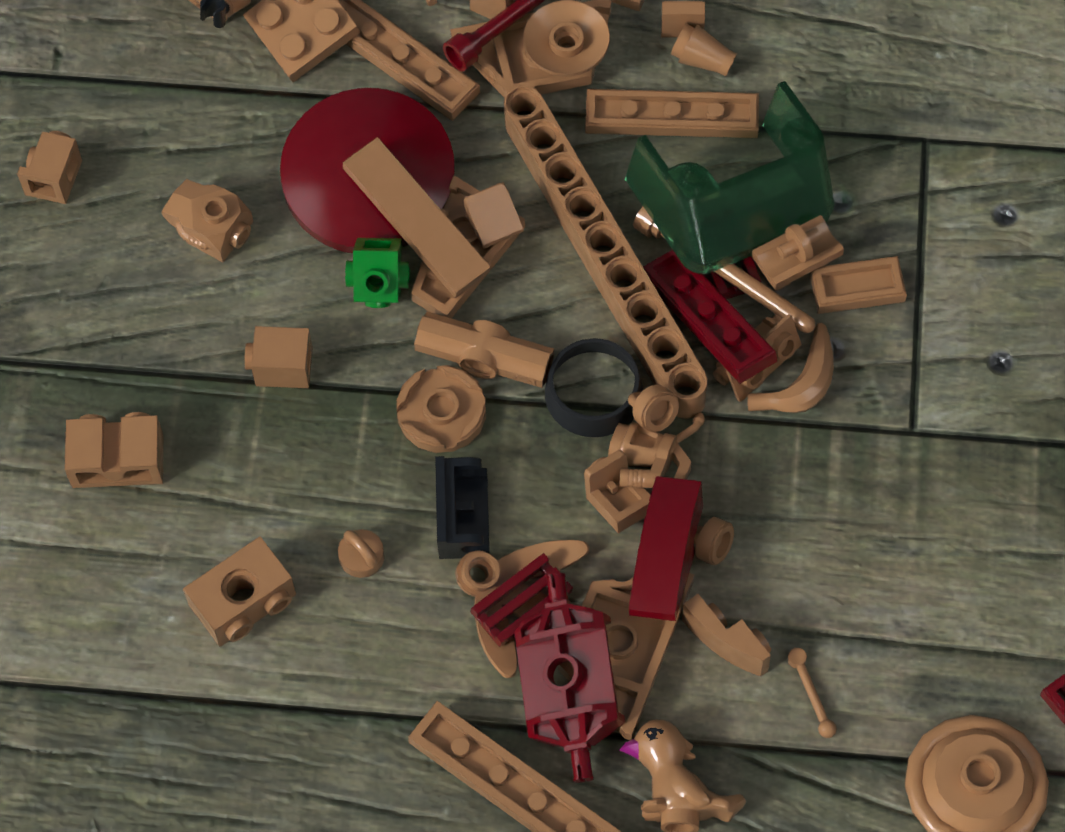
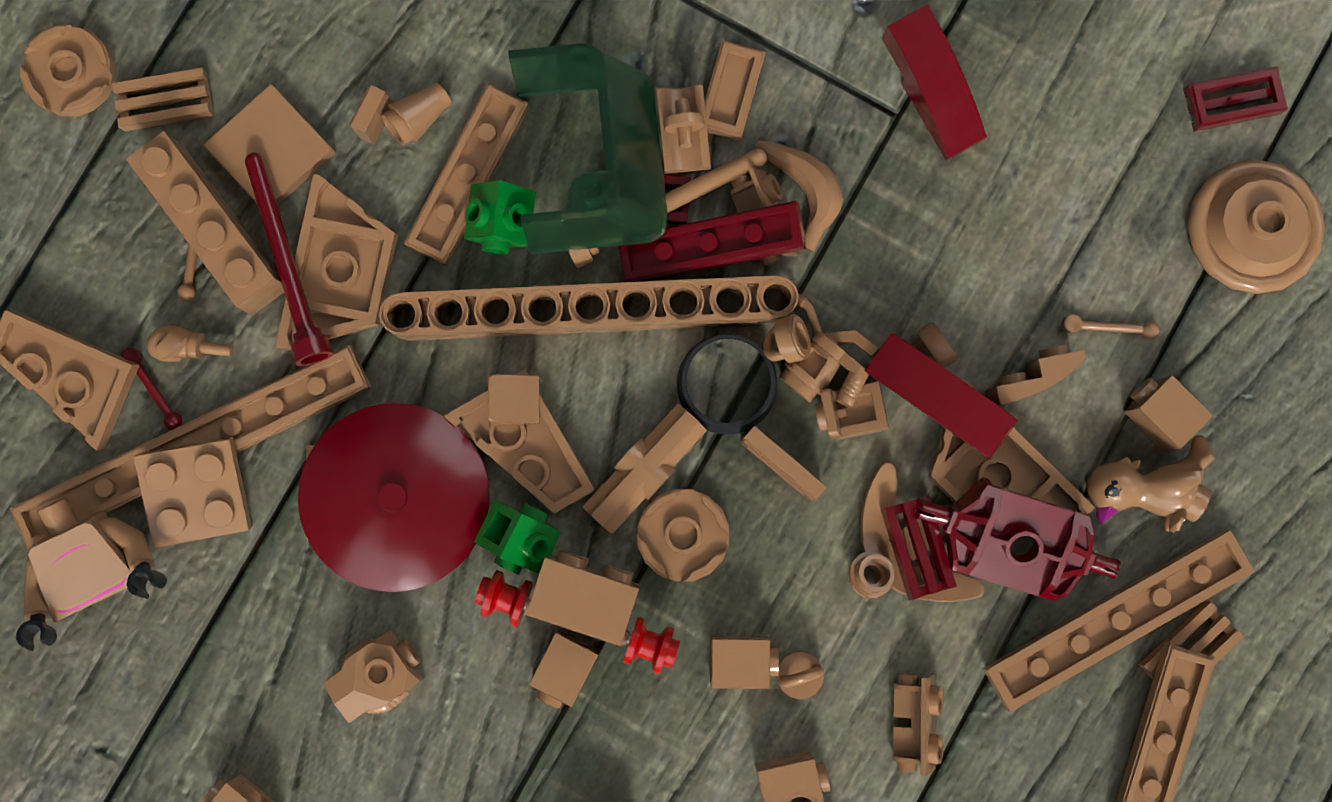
camera: 70 degrees left, 20 degrees up
(349, 340) = (583, 602): none -> medium nougat brick
(350, 494) = (742, 662): none -> medium nougat brick
(380, 664) = (919, 742): none -> medium nougat hinge
(416, 217) = (482, 476): medium nougat tile -> none
(461, 506) = (801, 562): black hinge -> none
(542, 456) = (783, 464): none -> medium nougat tile
(566, 23) = (333, 223): medium nougat dish -> none
(658, 130) = (495, 215): none -> green brick
(753, 764) = (1167, 412): none -> medium nougat brick
(954, 440) = (935, 81): none -> dark red slope

